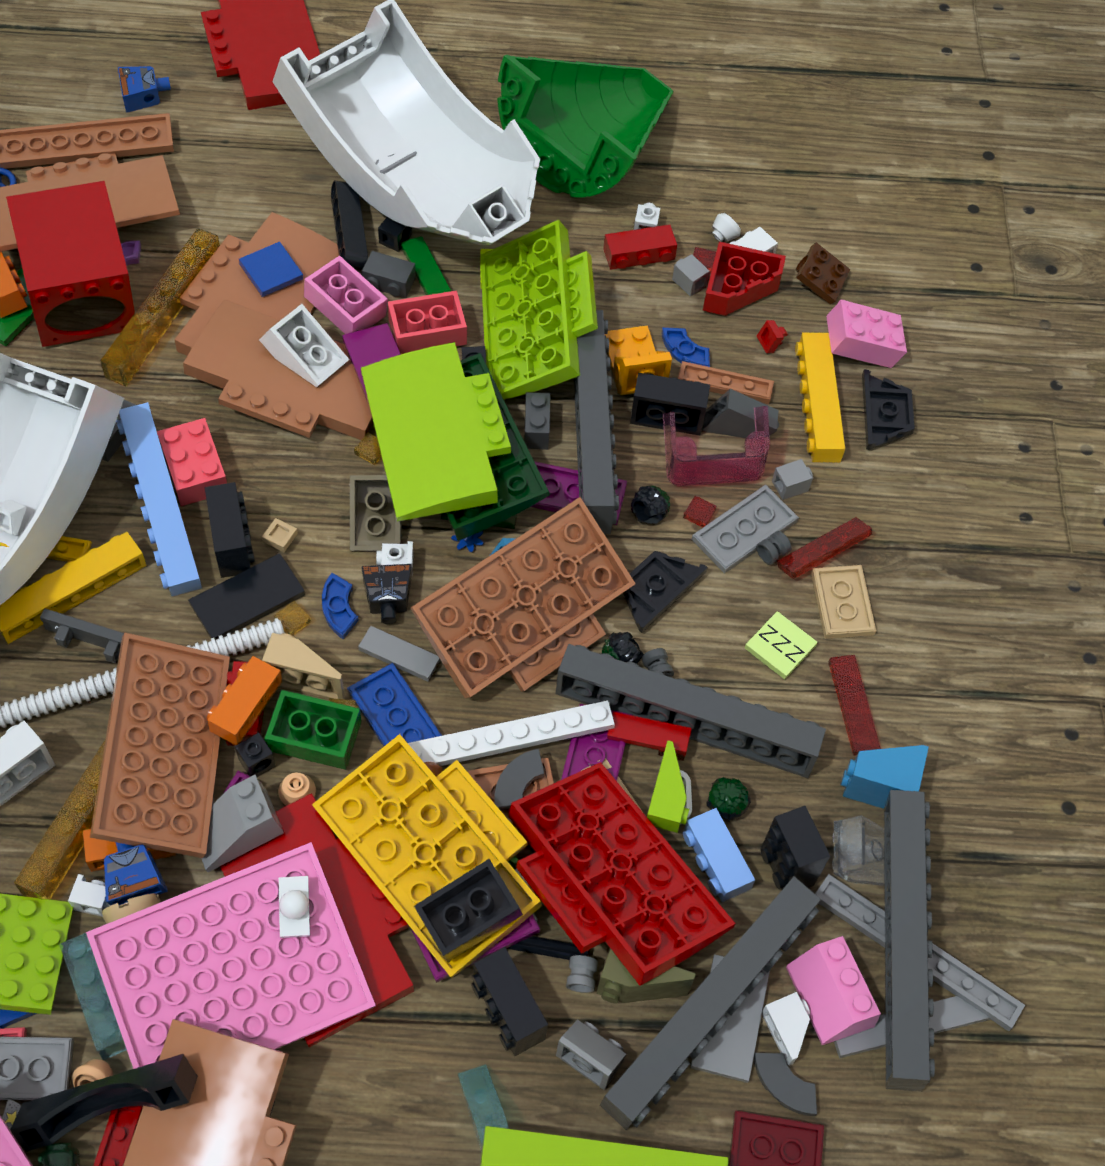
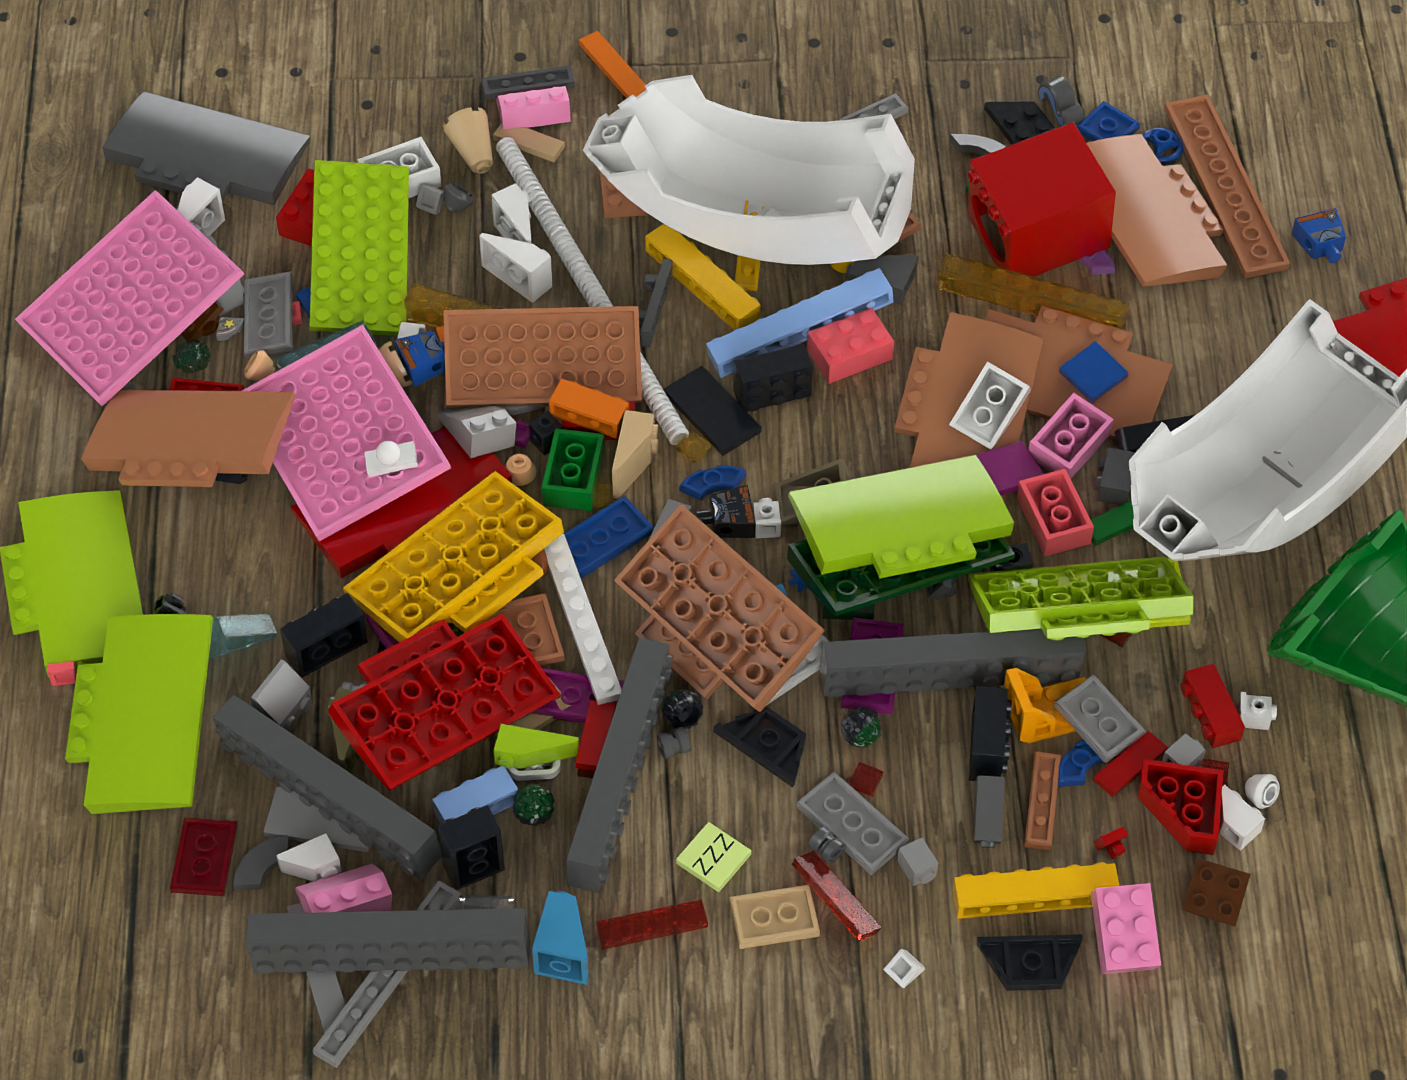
camera: 90 degrees right, 5 degrees down
(153, 1085) = (226, 342): black arch -> none
(279, 535) = (781, 424): tan plate -> none
(468, 910) = (391, 580): black brick -> none
(517, 777) = (538, 628): dark grey tile -> none
(537, 420) = (950, 618): dark grey brick -> none
(652, 324) = (1099, 718): none -> light grey tile
(688, 469) = (927, 805): clear pink windscreen -> none
(691, 315) = (1129, 764): none -> red tile
(893, 505) = (904, 968): none -> white slope

